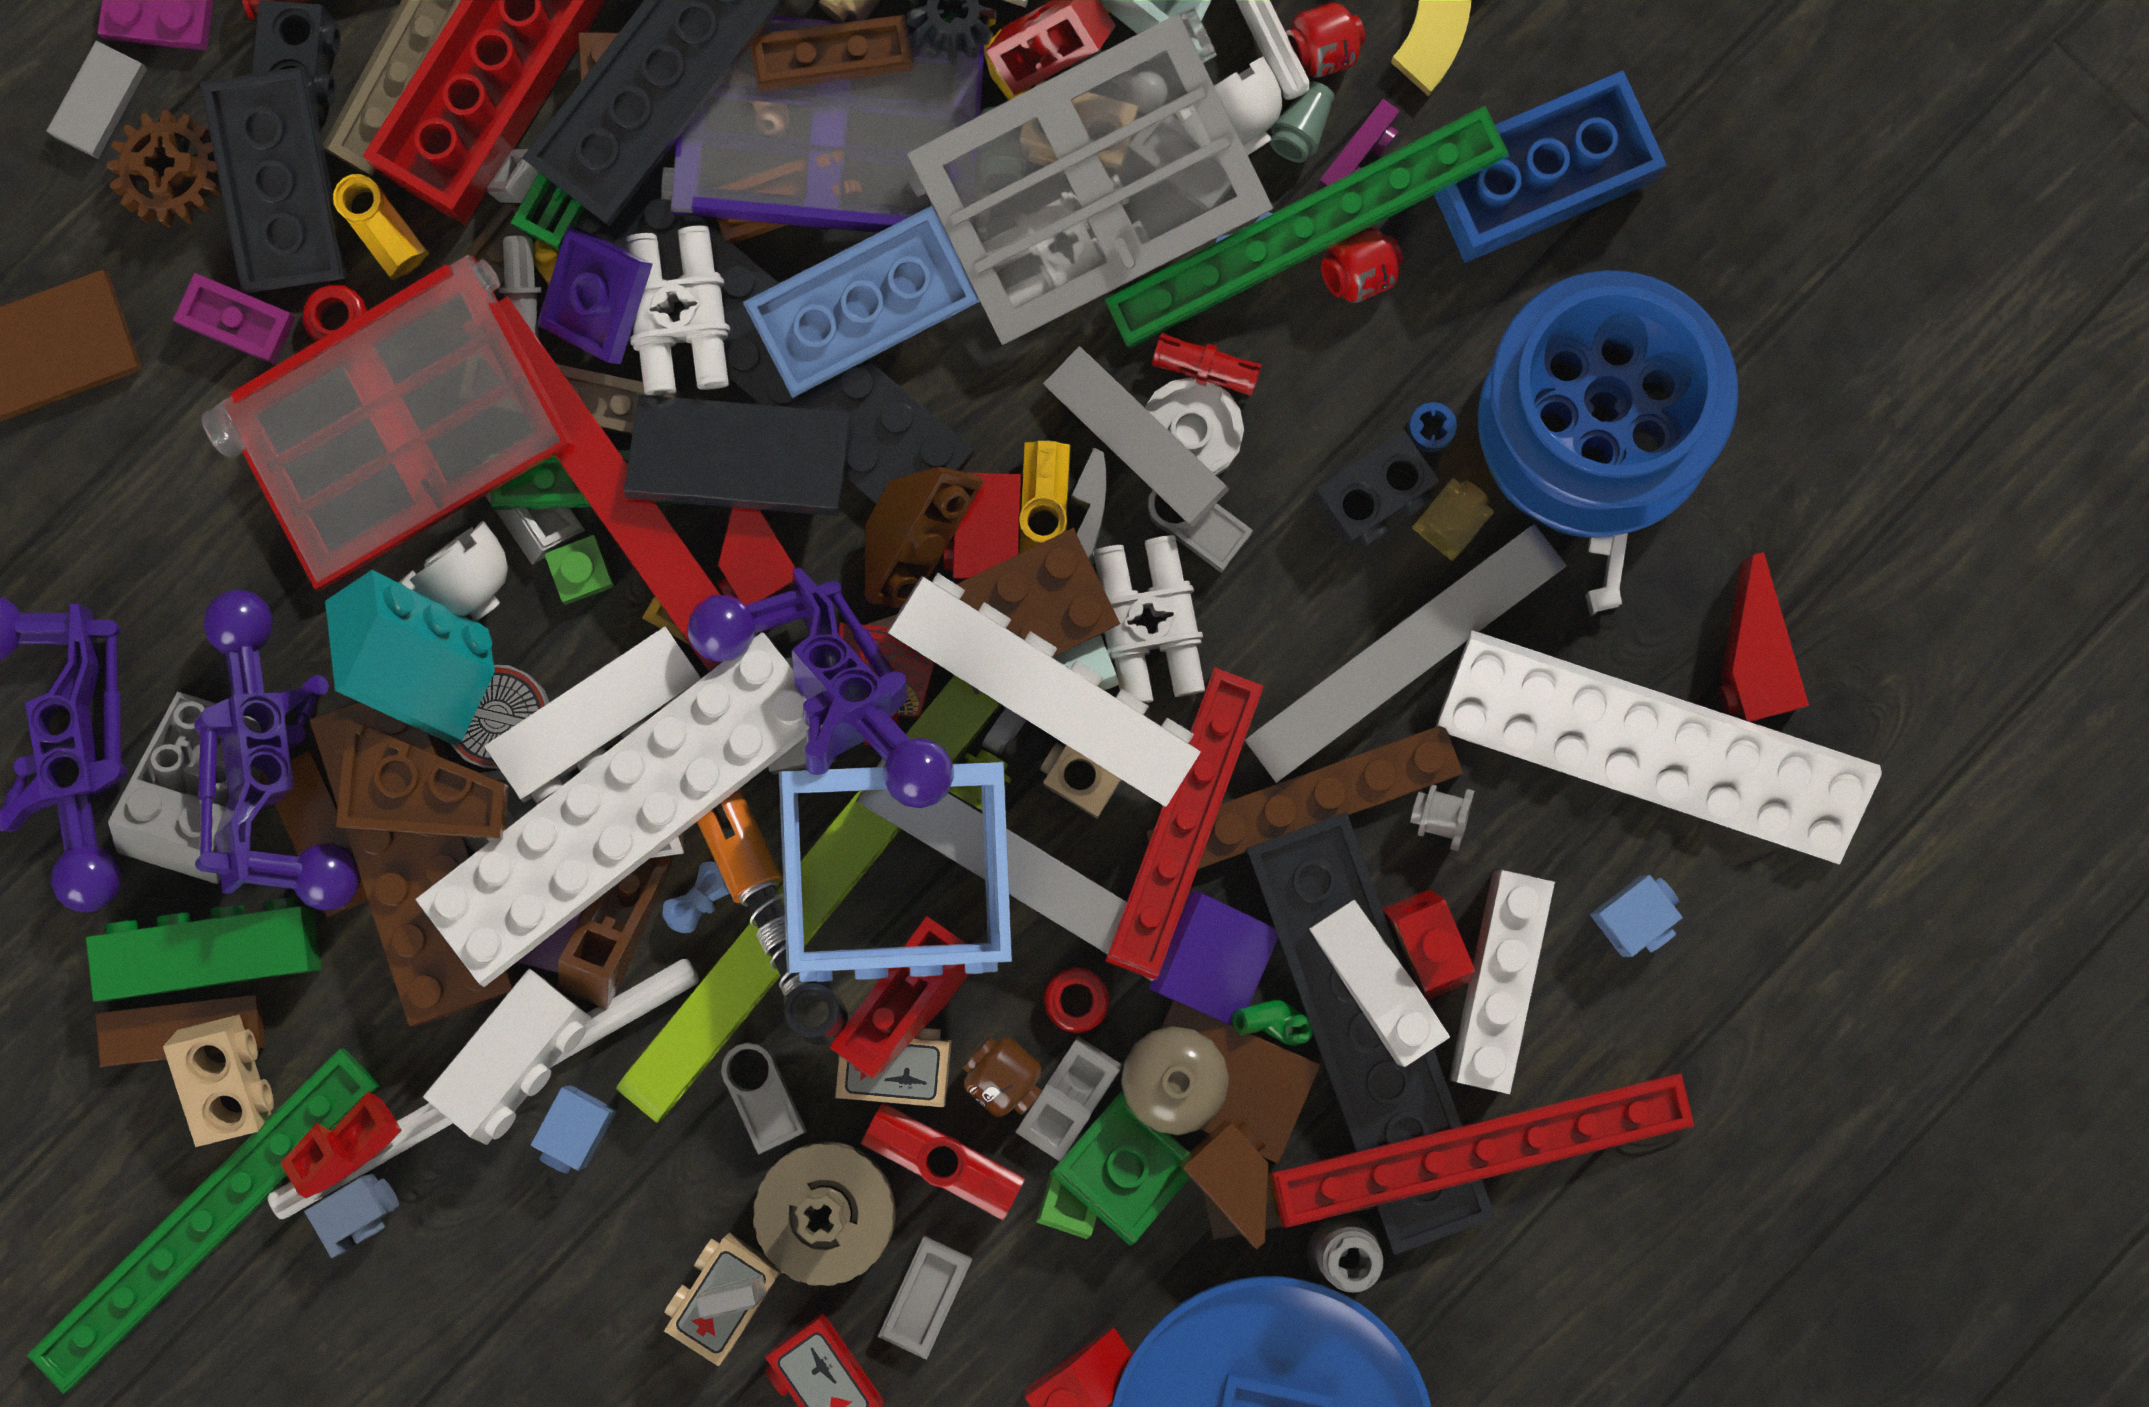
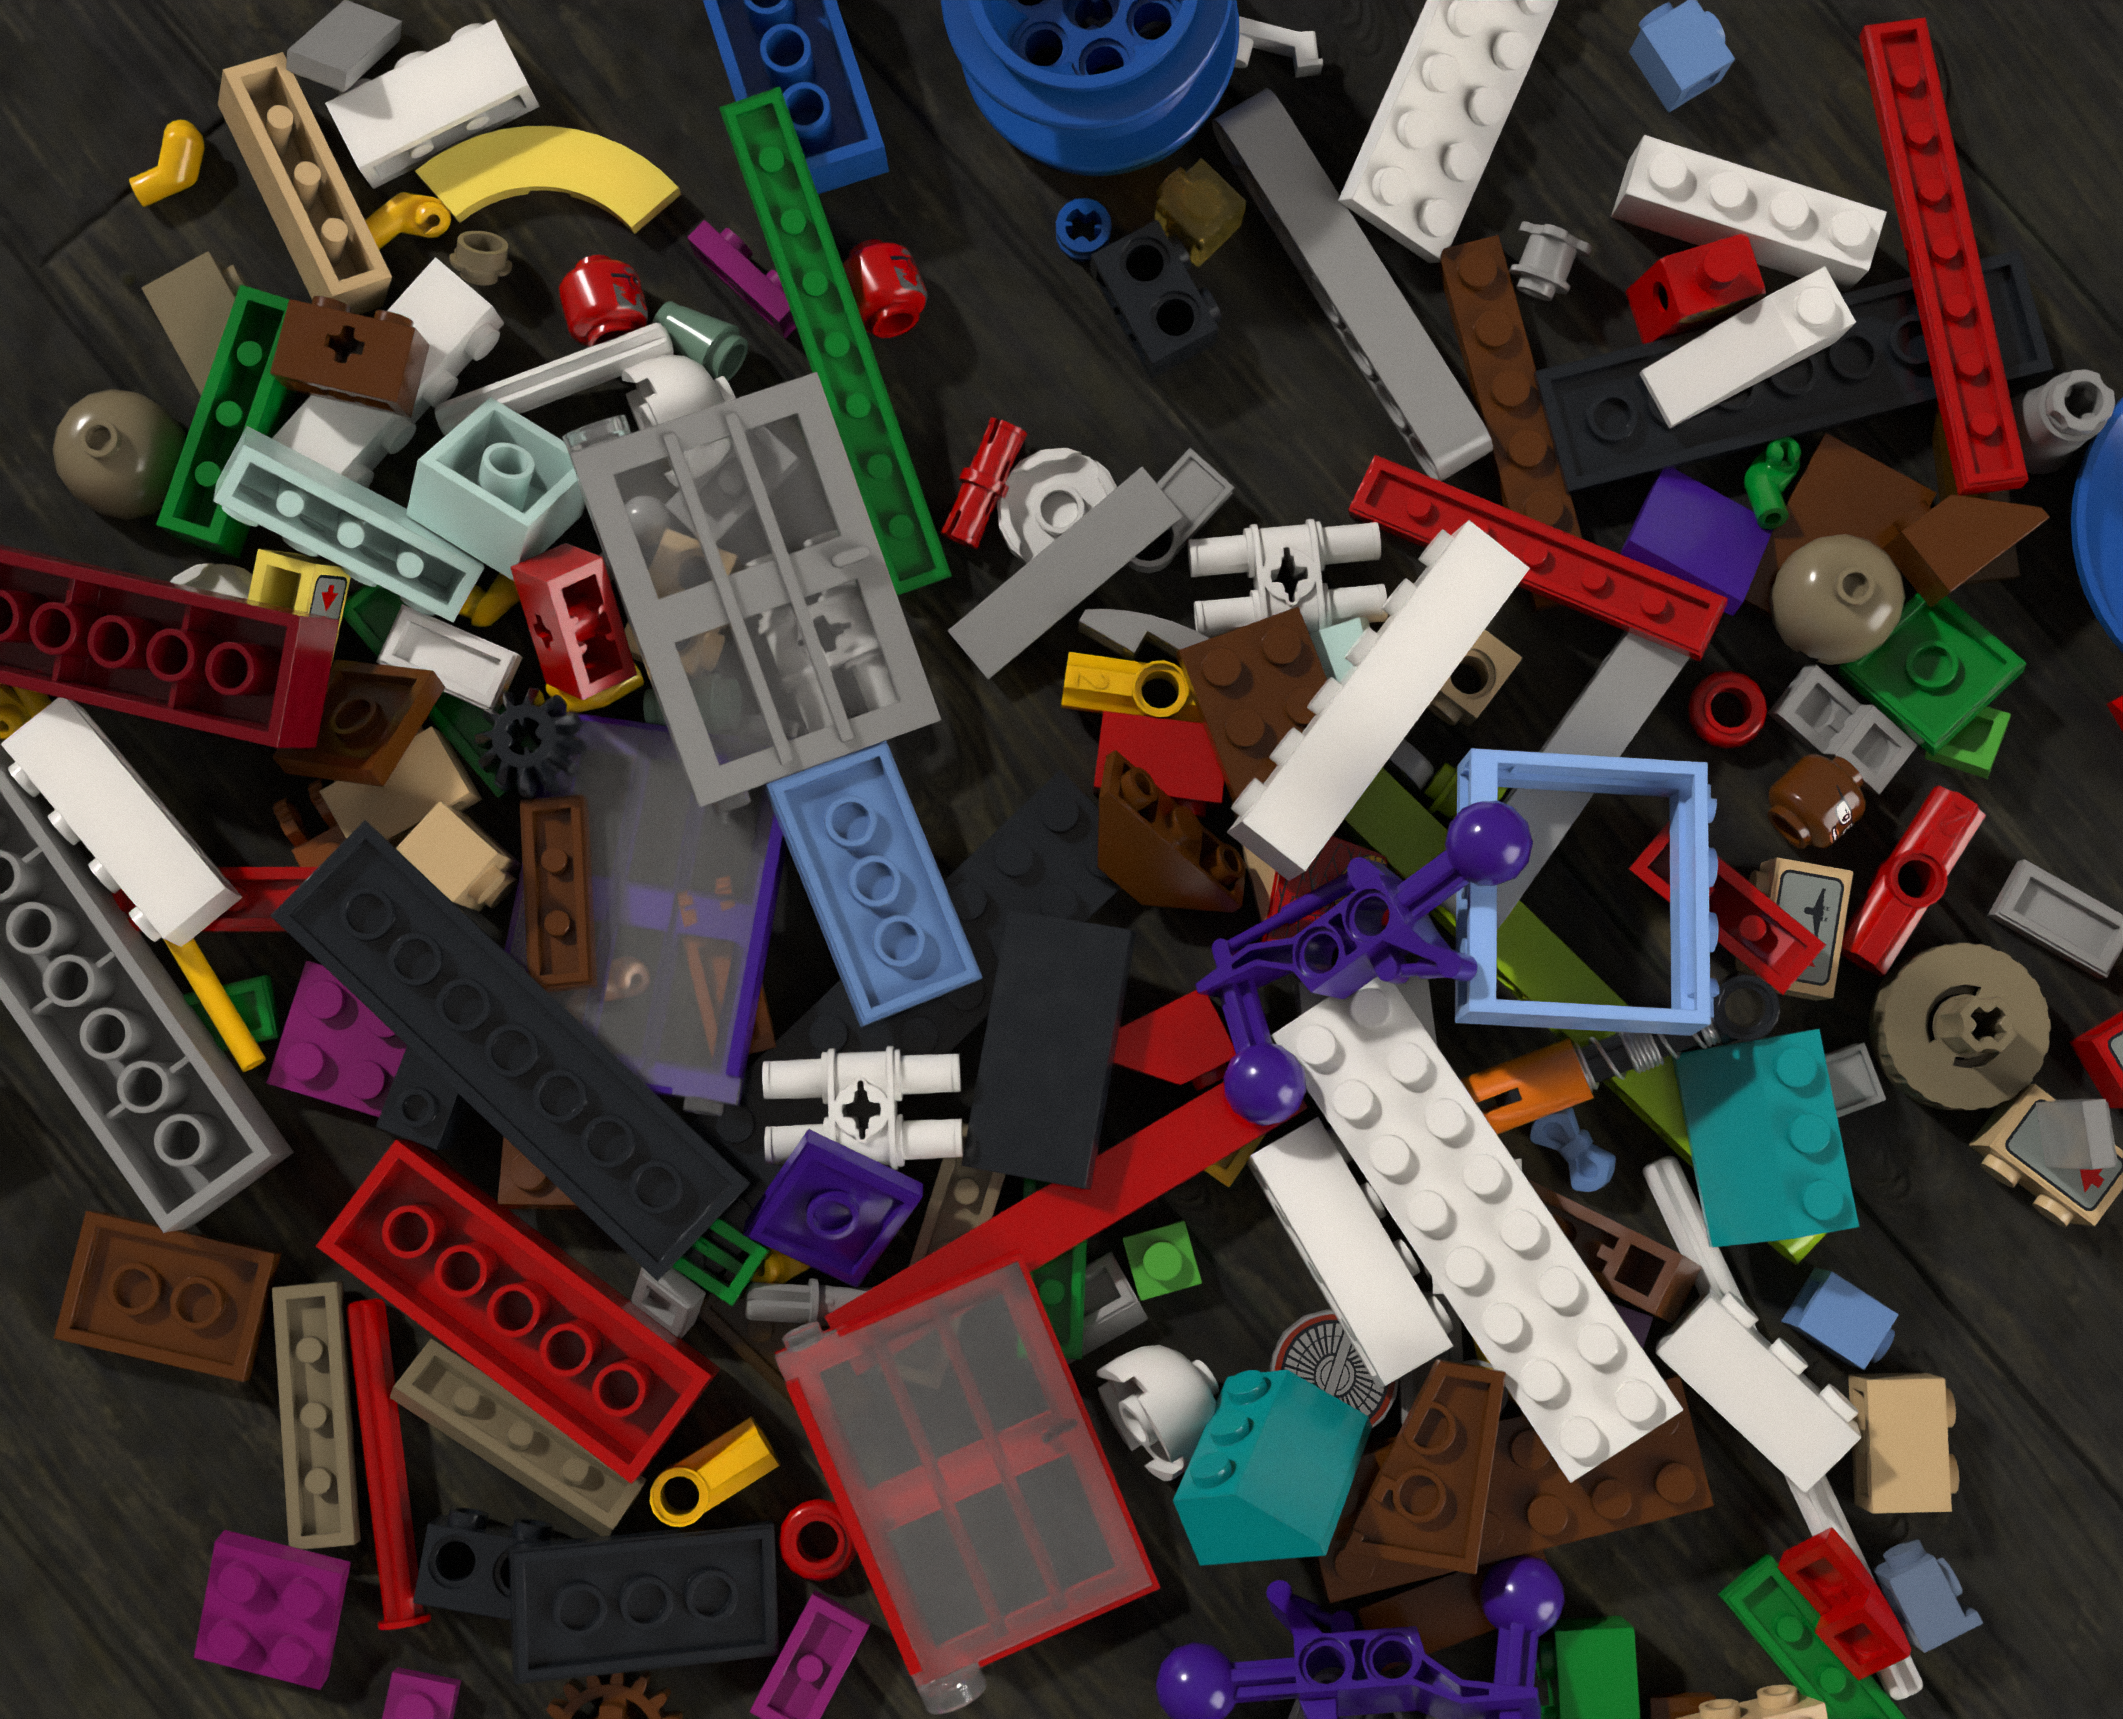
camera: 85 degrees left, 0 degrees up
(476, 1186) = (1904, 1444): none -> tan brick
(709, 1043) = (1765, 1140): none -> teal slope

